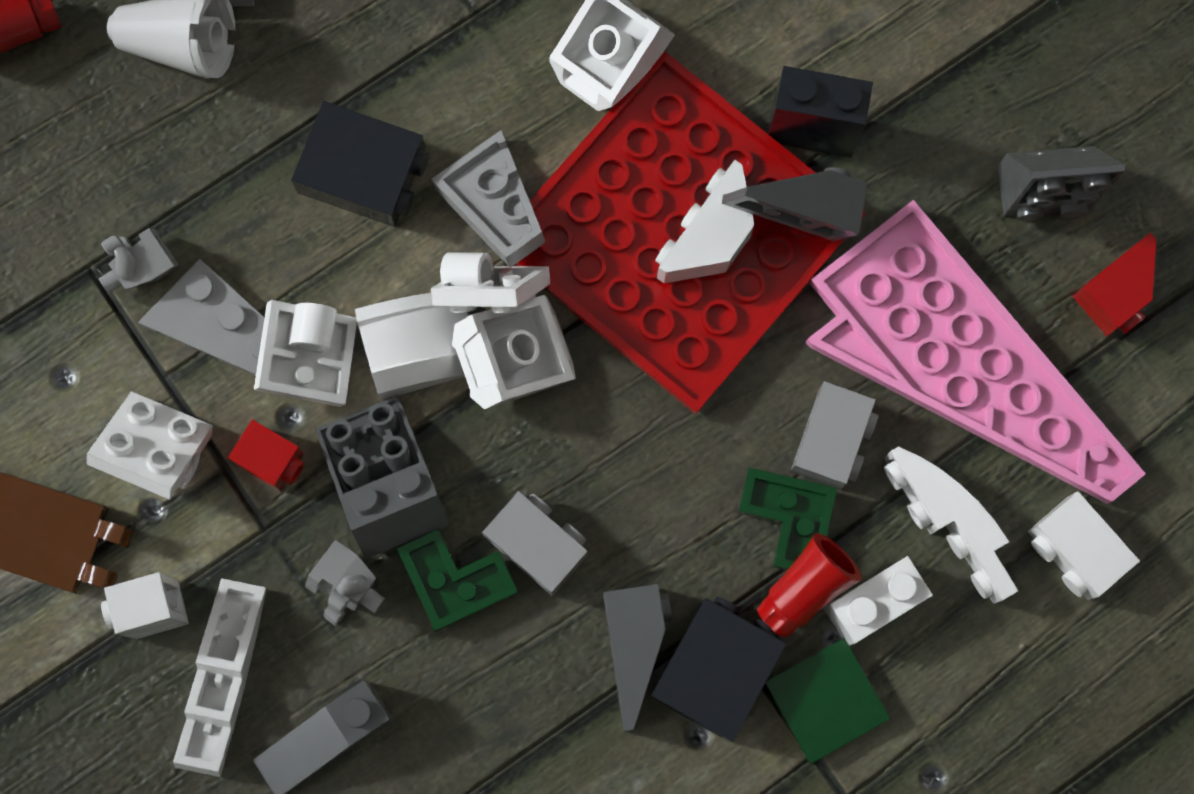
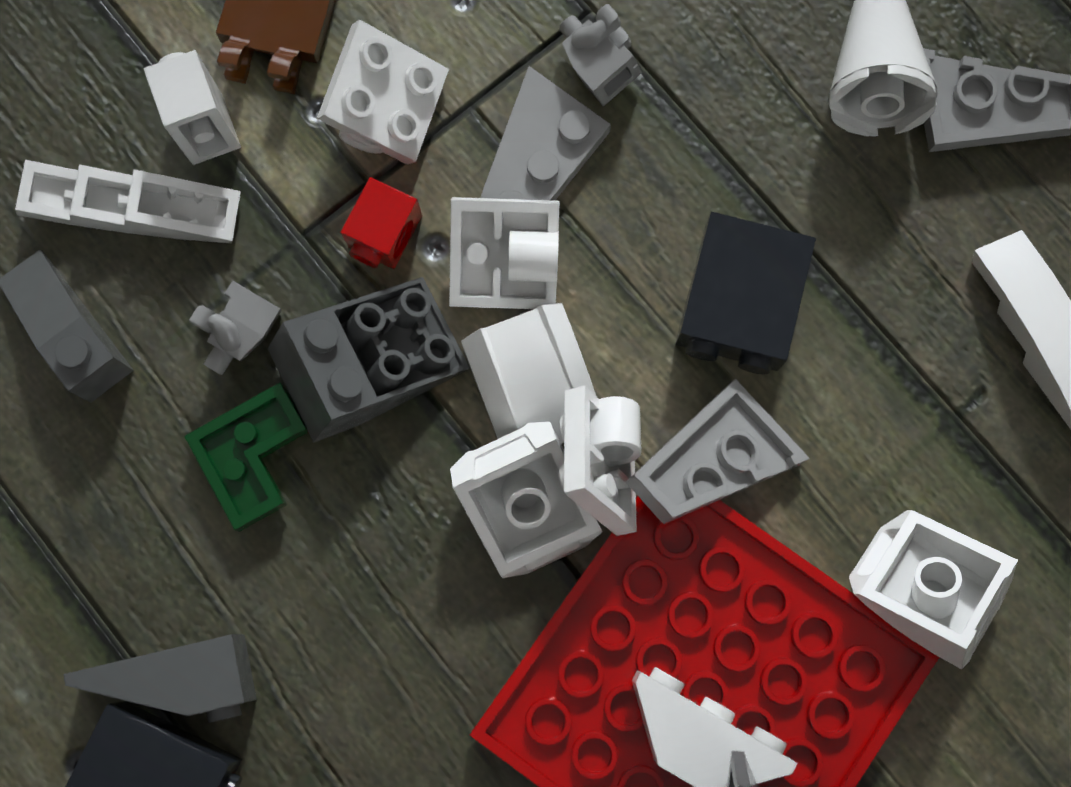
camera: 90 degrees right, 0 degrees up
(536, 541) = (295, 548): light grey brick -> none

